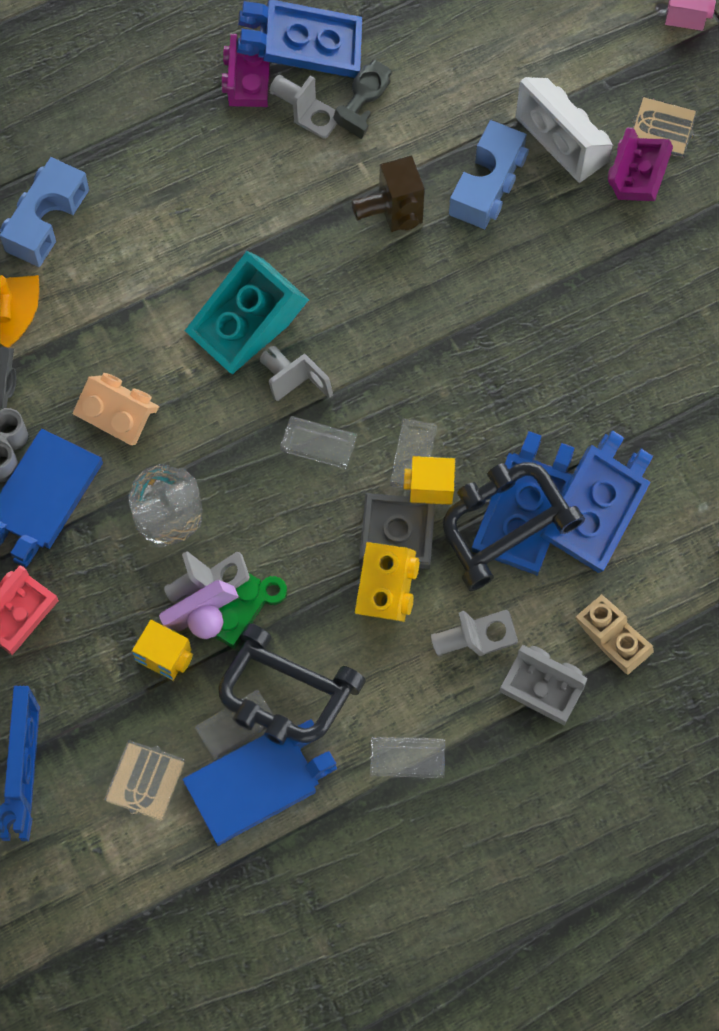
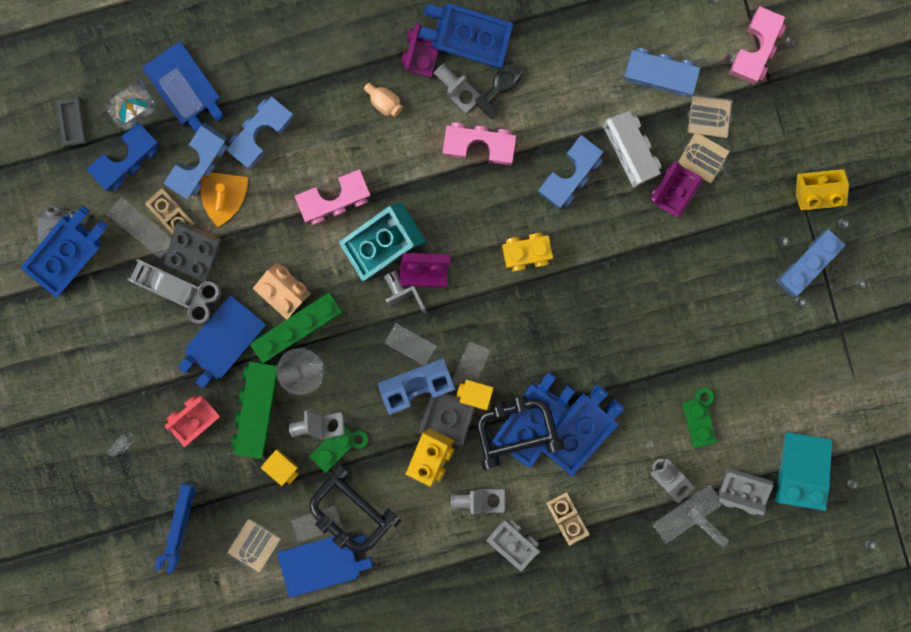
camera: 10 degrees right, 20 degrees up
(109, 576) = (255, 411): none -> green brick
(144, 288) = (352, 193): none -> bright pink arch
(149, 444) = (296, 328): none -> green brick
(200, 610) = (309, 451): lavender tile -> none
(209, 140) = (384, 100): none -> light nougat plant
(315, 330) = (424, 270): none -> magenta bracket
(328, 161) = (459, 138): none -> bright pink arch
(340, 487) = (426, 379): none -> medium blue arch
(398, 197) = (502, 182): dark brown brick -> none
(407, 757) = (418, 569): clear tile -> none
(455, 282) = (531, 251): none -> yellow brick
(577, 34) = (662, 72): none -> medium blue brick
(656, 75) = (709, 116): none -> clear piece

